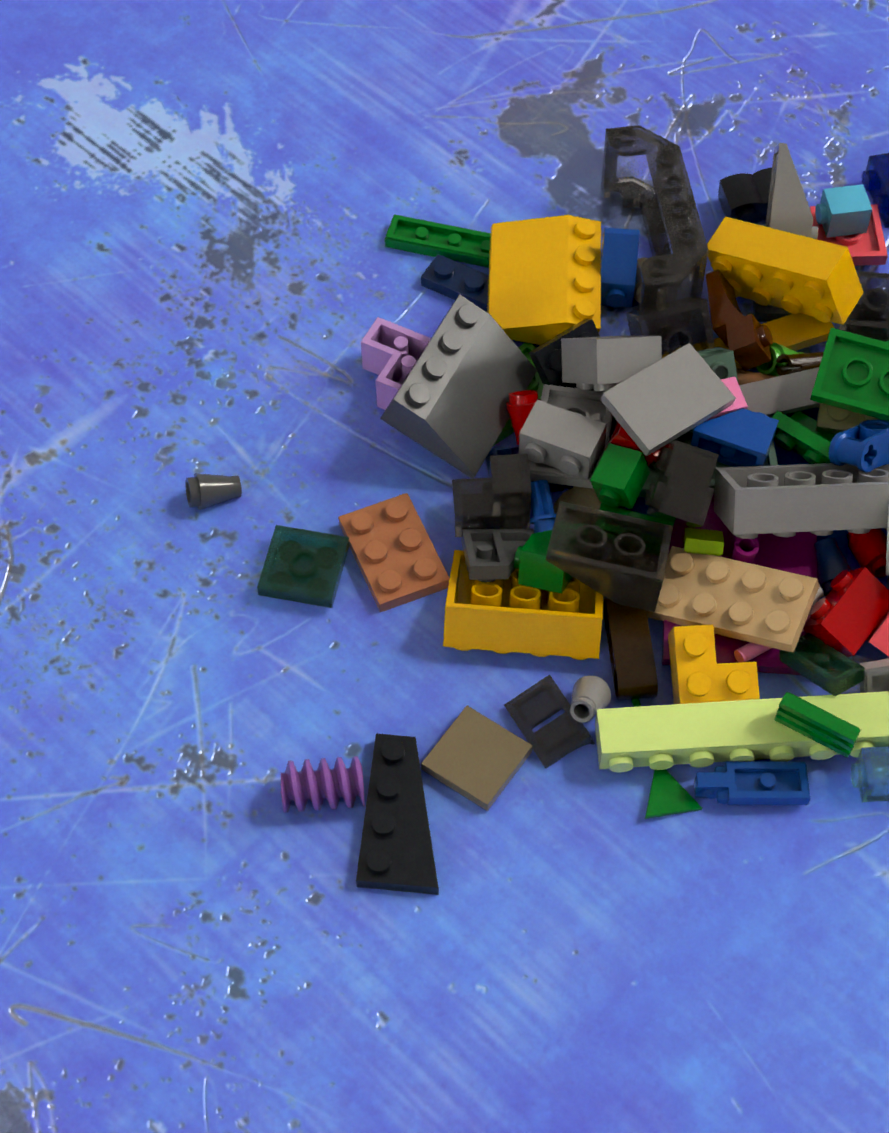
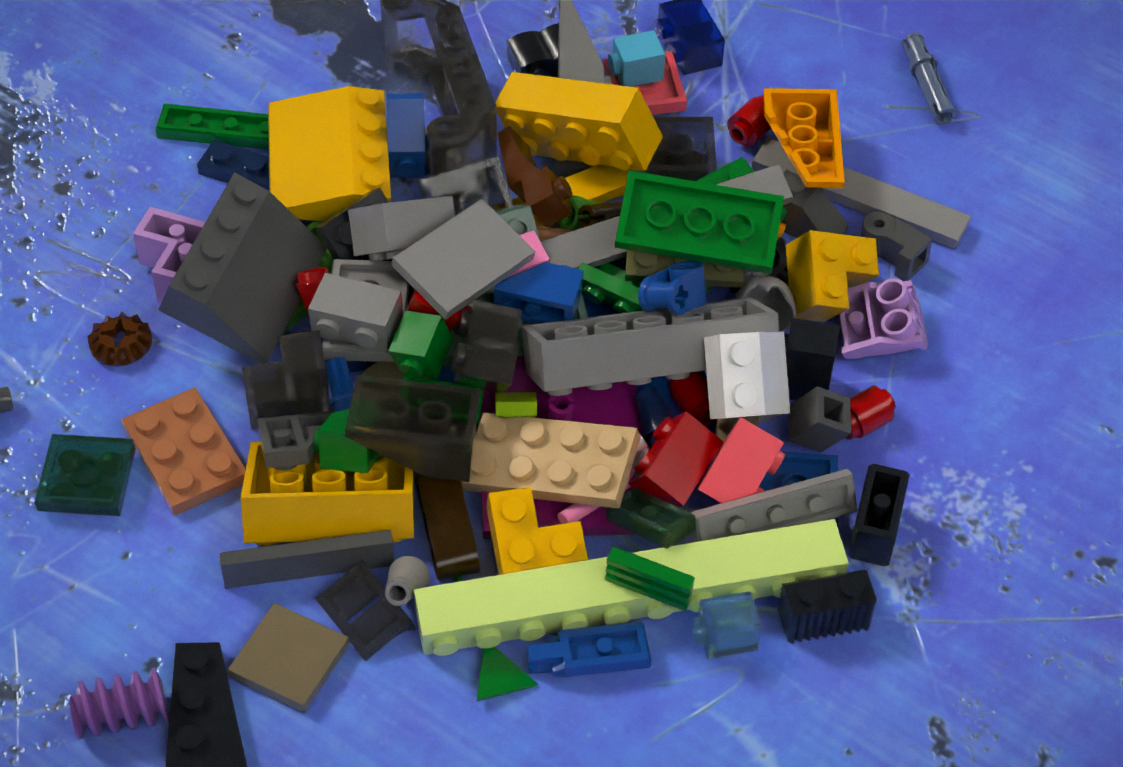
camera: 10 degrees left, 5 degrees down
(353, 446) = (132, 346): none -> reddish brown gear
(499, 667) = (306, 558): none -> dark grey tile

